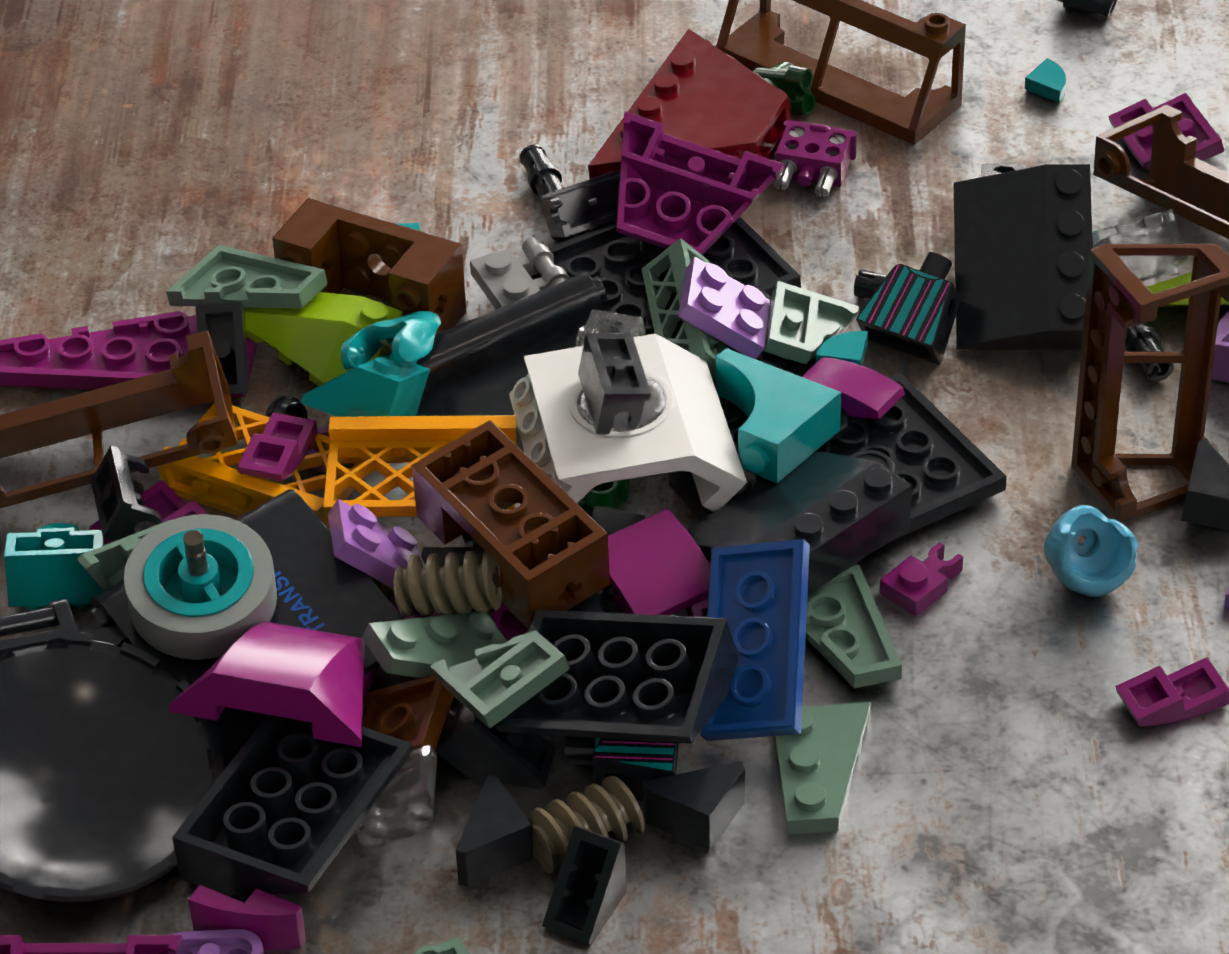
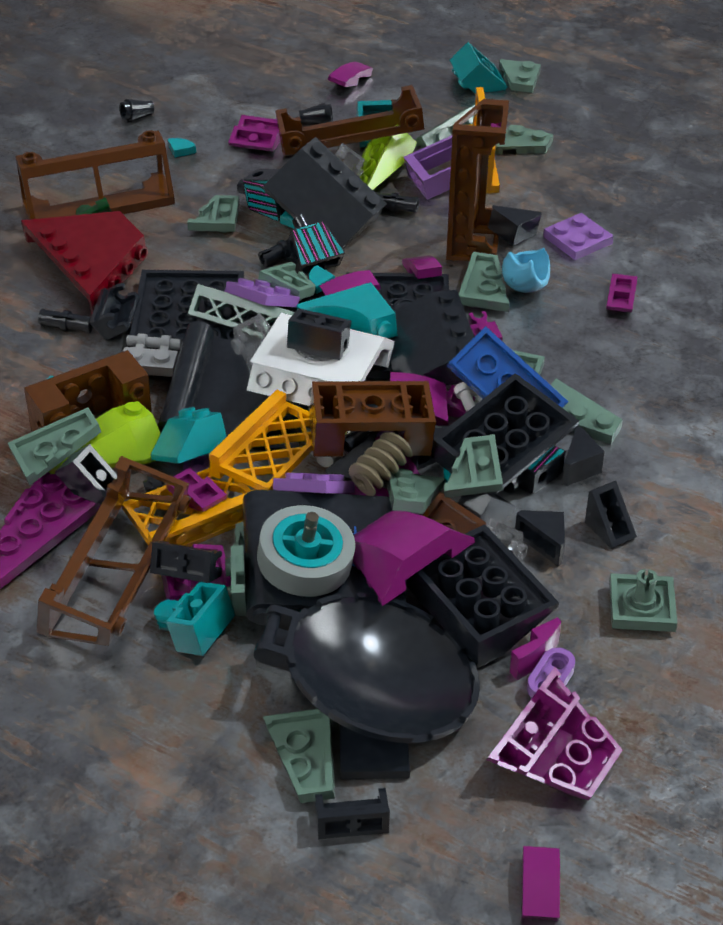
camera: 60 degrees left, 0 degrees up
(406, 336) = (163, 398): teal animal -> none
(597, 809) = (568, 495): dark tan piece -> none
(683, 188) = (158, 270): magenta wedge -> none
(814, 155) = (159, 230): magenta piece -> none
(913, 192) = (217, 215): none -> sand green wing
(999, 441) = (423, 266): none -> magenta slope
(1013, 530) = (484, 283): none -> sand green wing

